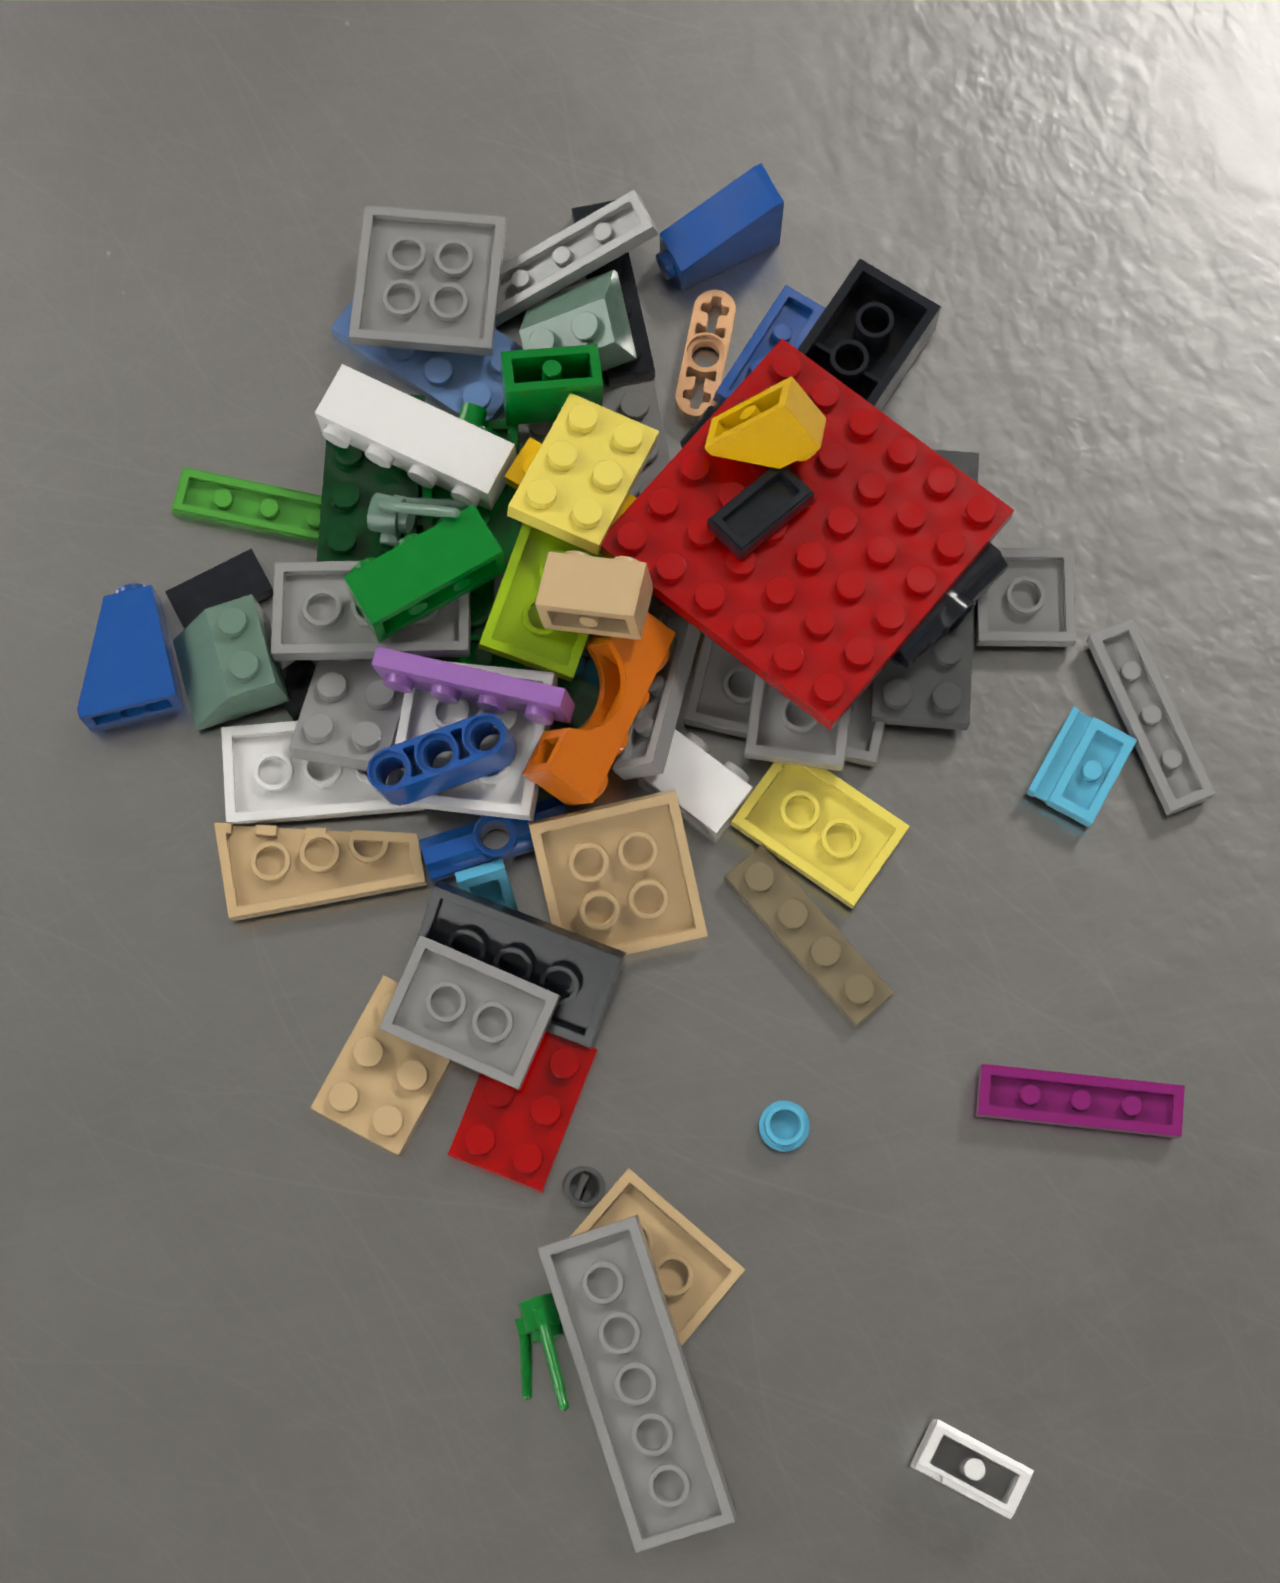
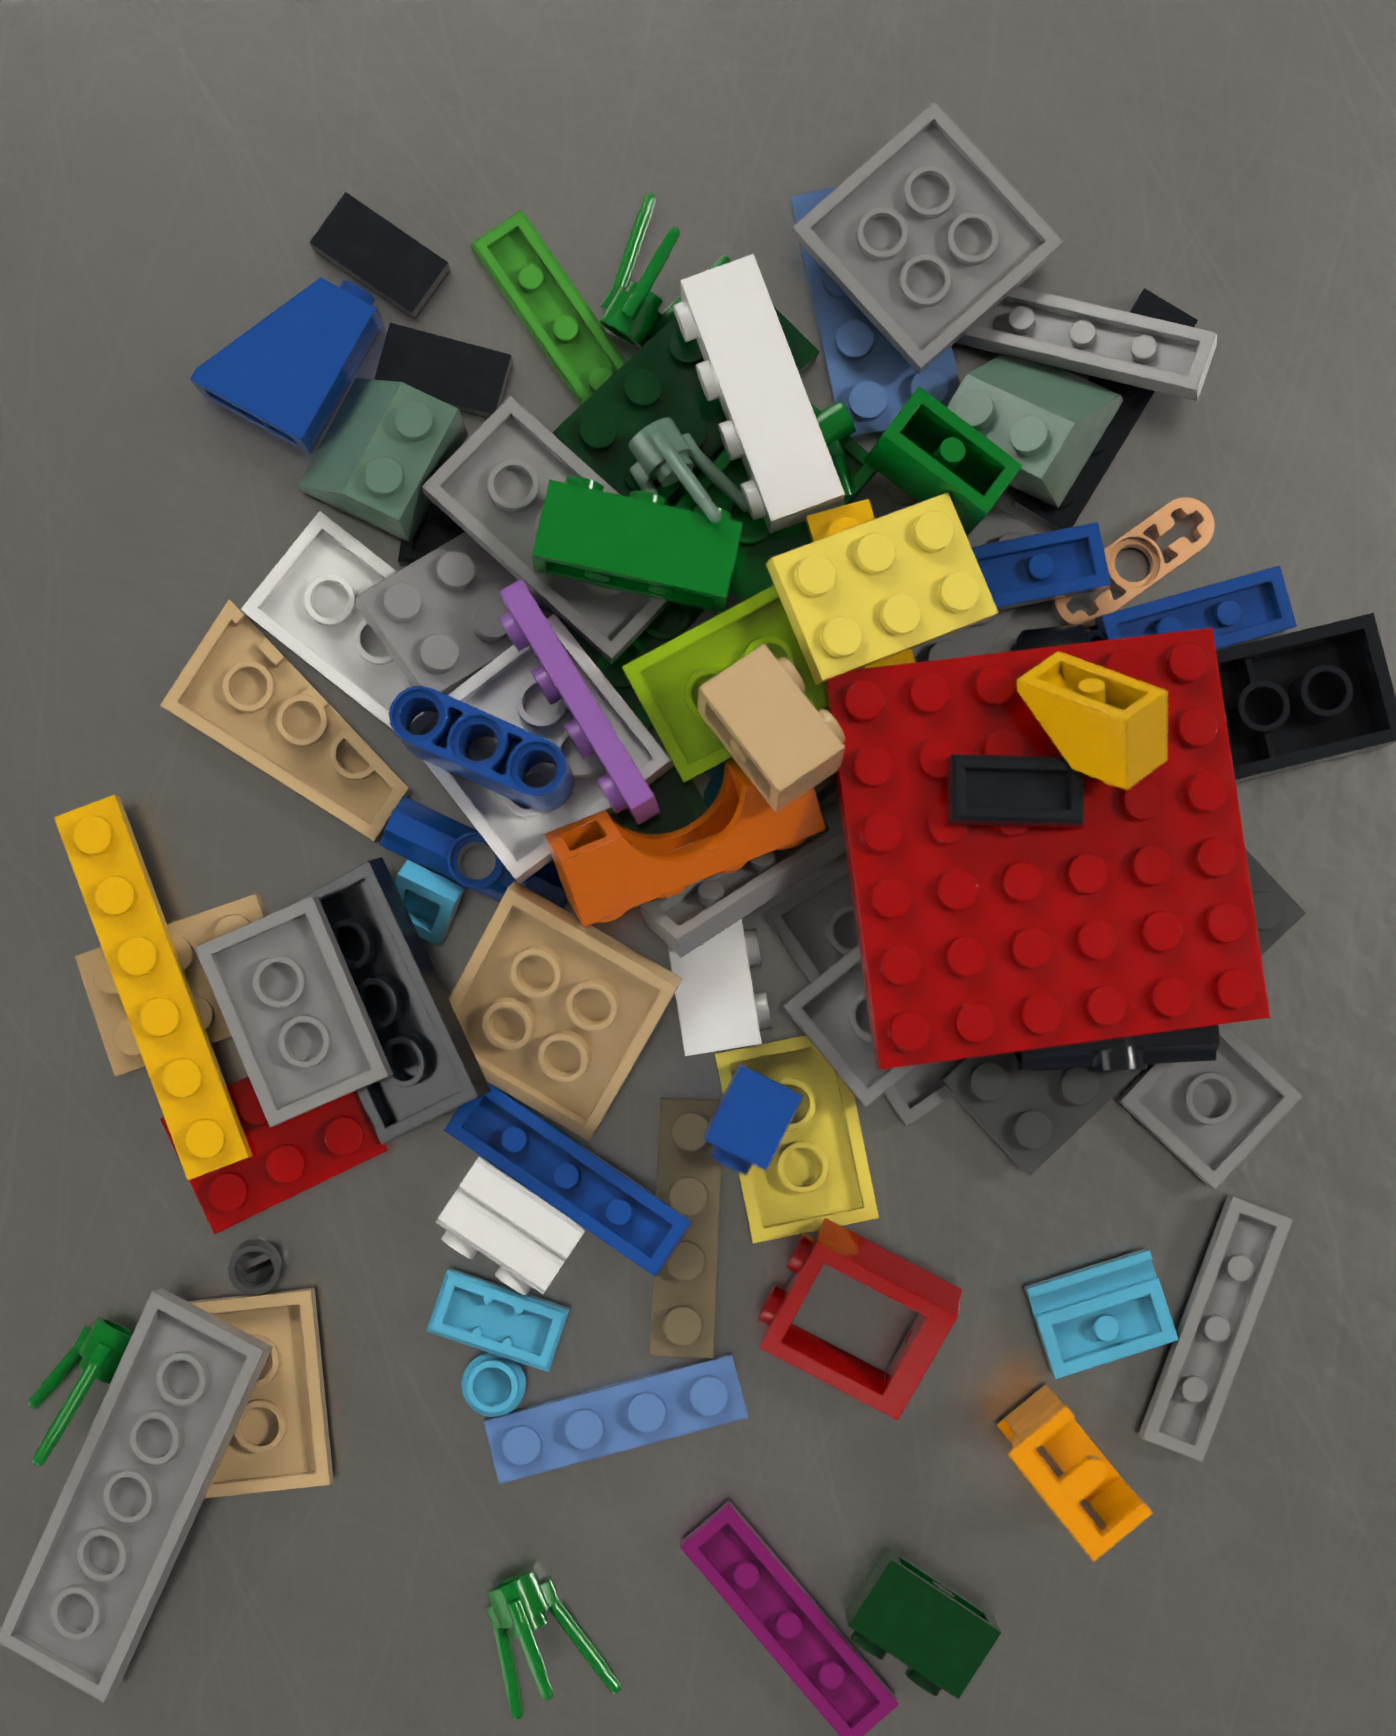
camera: 45 degrees right, 10 degrees up
(123, 561) = (379, 255): none -> black tile
(299, 465) = (634, 311): none -> green plant
(374, 1077) = (153, 987): none -> yellow plate
(662, 389) = (1044, 566): none -> blue plate
(709, 1024) = (508, 1226): none -> white brick
(716, 964) = (570, 1178): none -> blue plate
(723, 230) = (1268, 452): blue slope -> none
(751, 1085) = (498, 1319): none -> medium azure plate
(786, 818) = (750, 1120): none -> blue brick
(871, 1080) = (615, 1417): none -> medium blue plate
(922, 1238) = (519, 1609): none -> green plant
(1001, 876) = (888, 1274): none -> red window
(1147, 864) = (1071, 1473): none -> light orange window
(1153, 1029) = (920, 1625): none -> dark green brick

